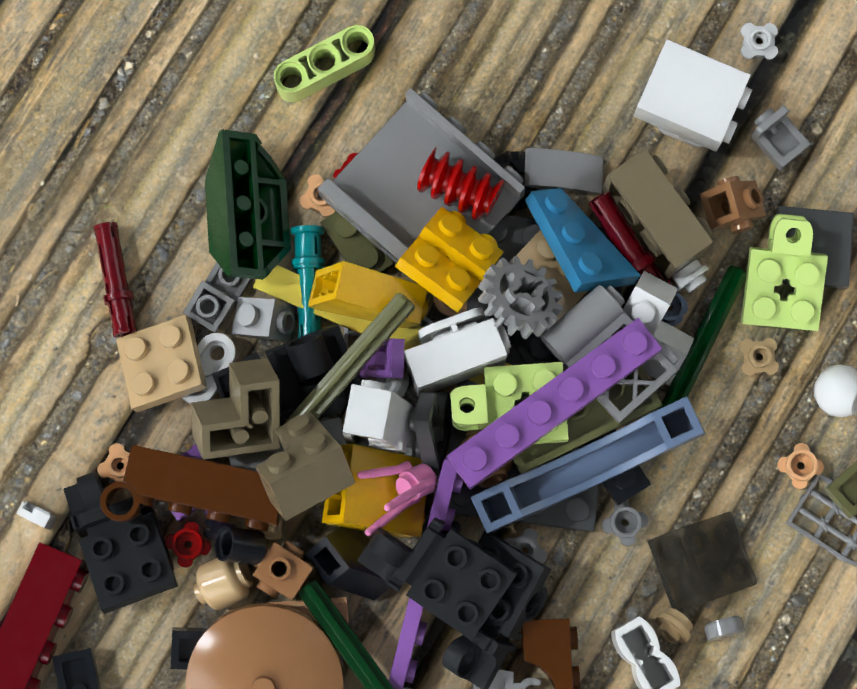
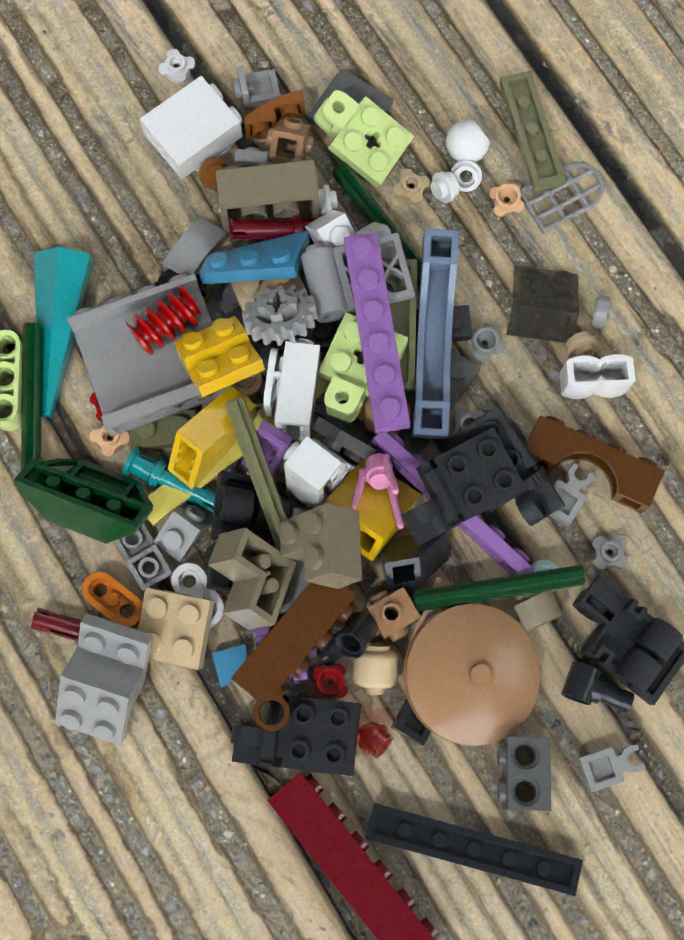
camera: 65 degrees left, 5 degrees down
(36, 515) = (240, 795): white tile -> none
(76, 323) = (103, 679): none -> light grey bracket
(109, 467) = (228, 702): light nougat plate -> none
(152, 616) = (374, 739): none -> clear red plate
(157, 435) = (228, 662): none -> dark azure tile
(158, 290) = (113, 601): none -> orange plate
(323, 95) = (31, 393): none -> dark green axle
(442, 64) = (59, 292): none -> teal wedge
(659, 142) = (207, 172): none -> dark orange plate
(692, 177) = (250, 157): none -> light grey plate
(748, 164) = (265, 116): none -> dark orange slope
(776, 392) = (444, 186): none -> white plate
(793, 408) = (467, 184): none -> white plate

